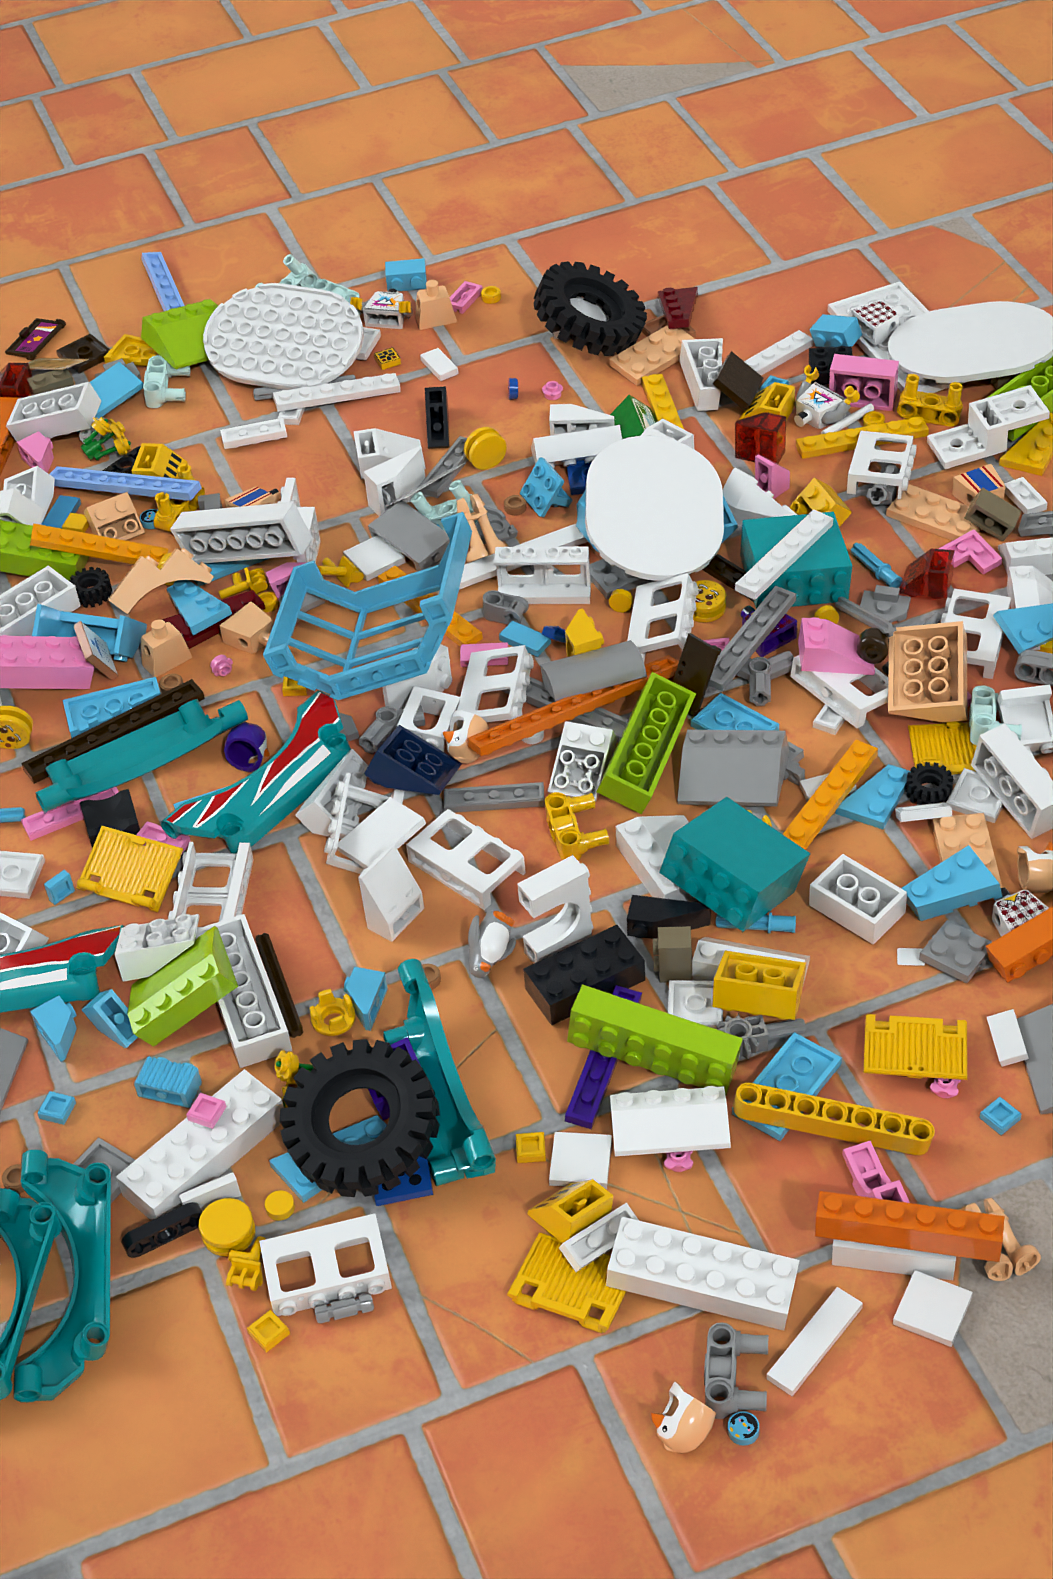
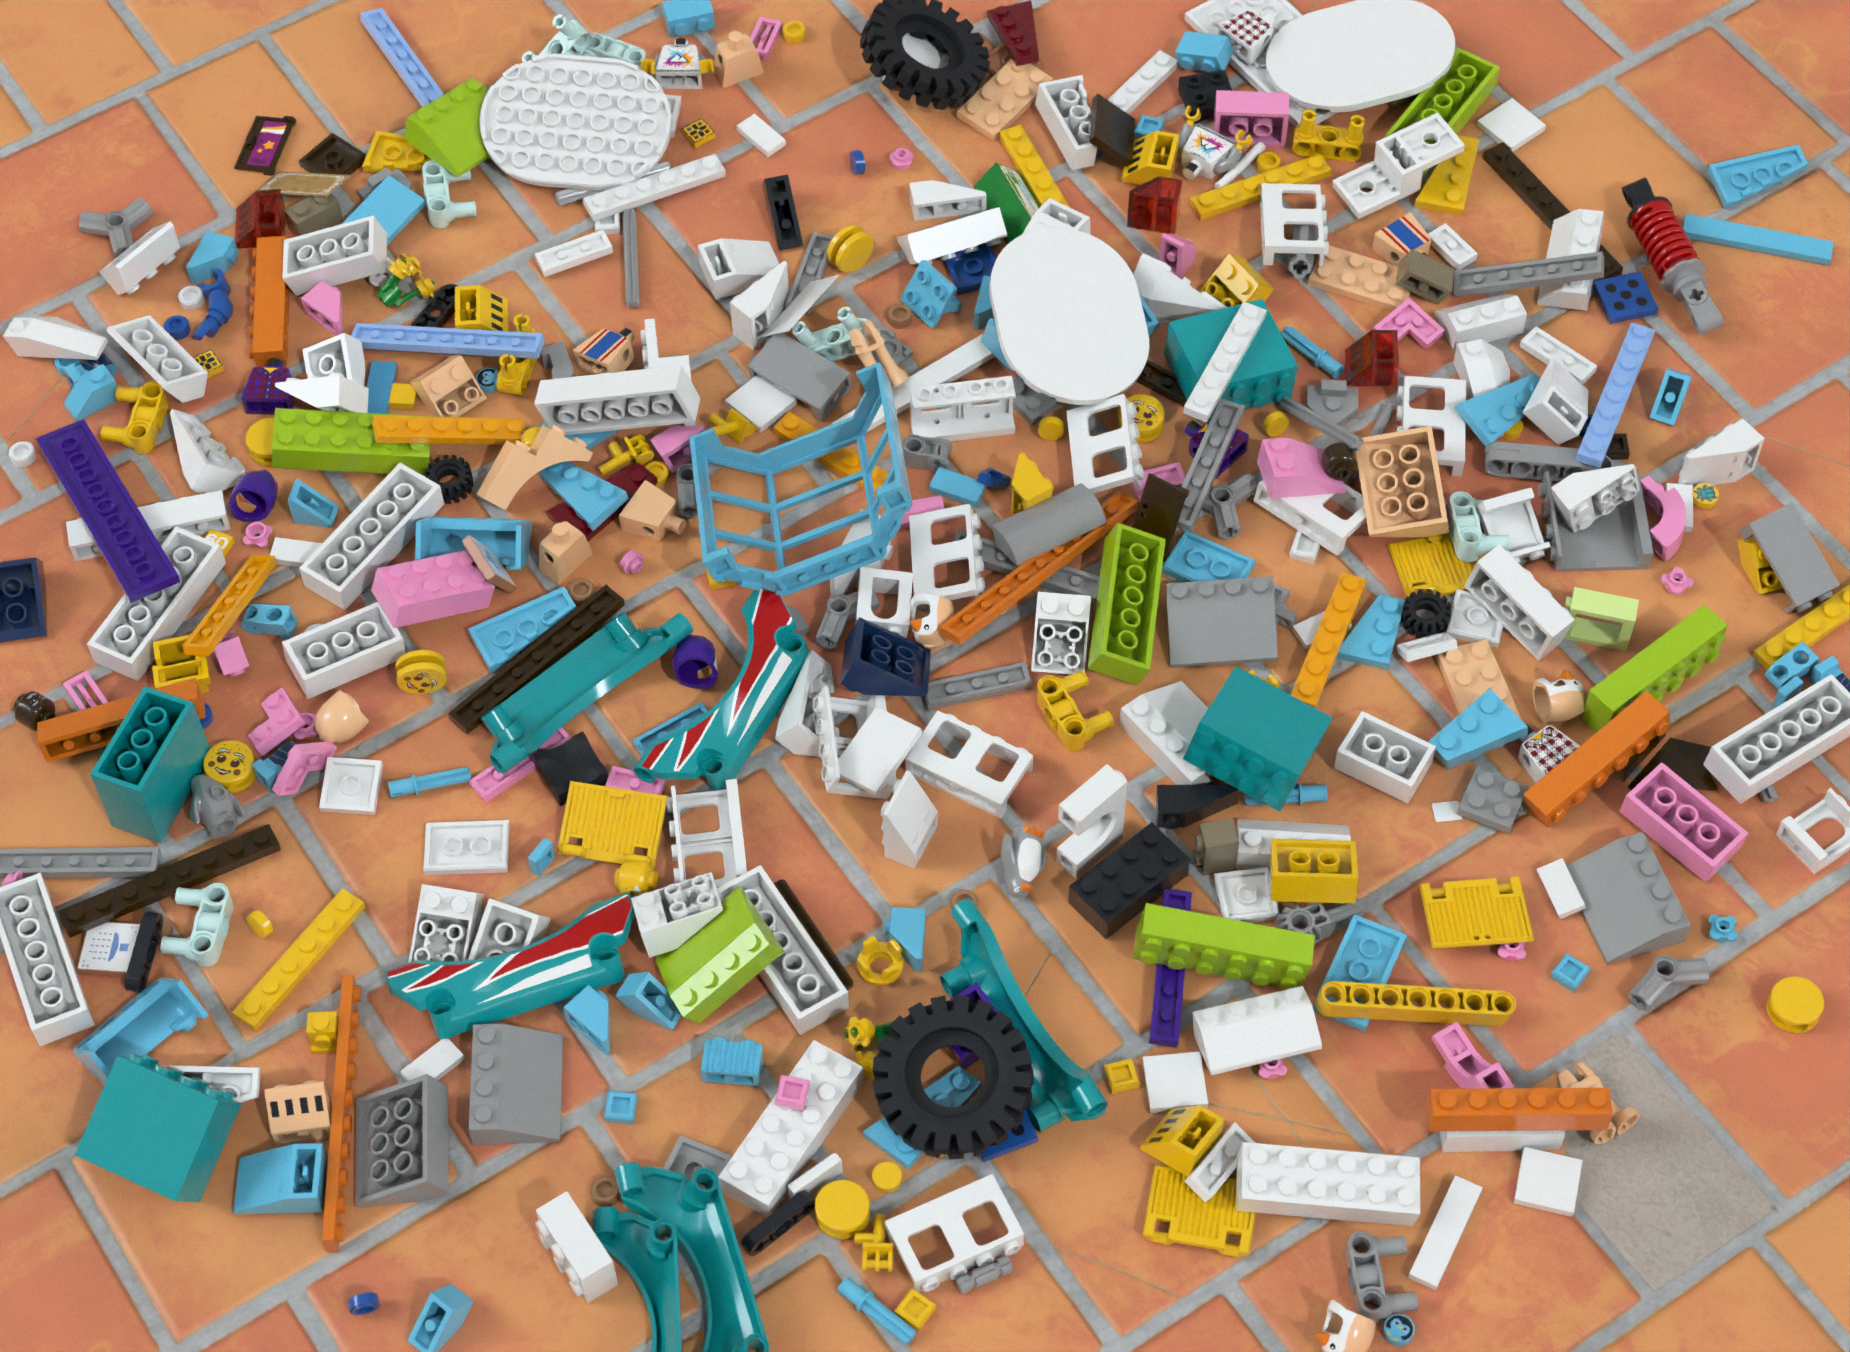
camera: 15 degrees left, 10 degrees up
(134, 911) = (635, 878): none -> yellow head
(223, 1317) = (877, 1311): none -> medium azure axle
(300, 442) = (631, 258): none -> light grey axle

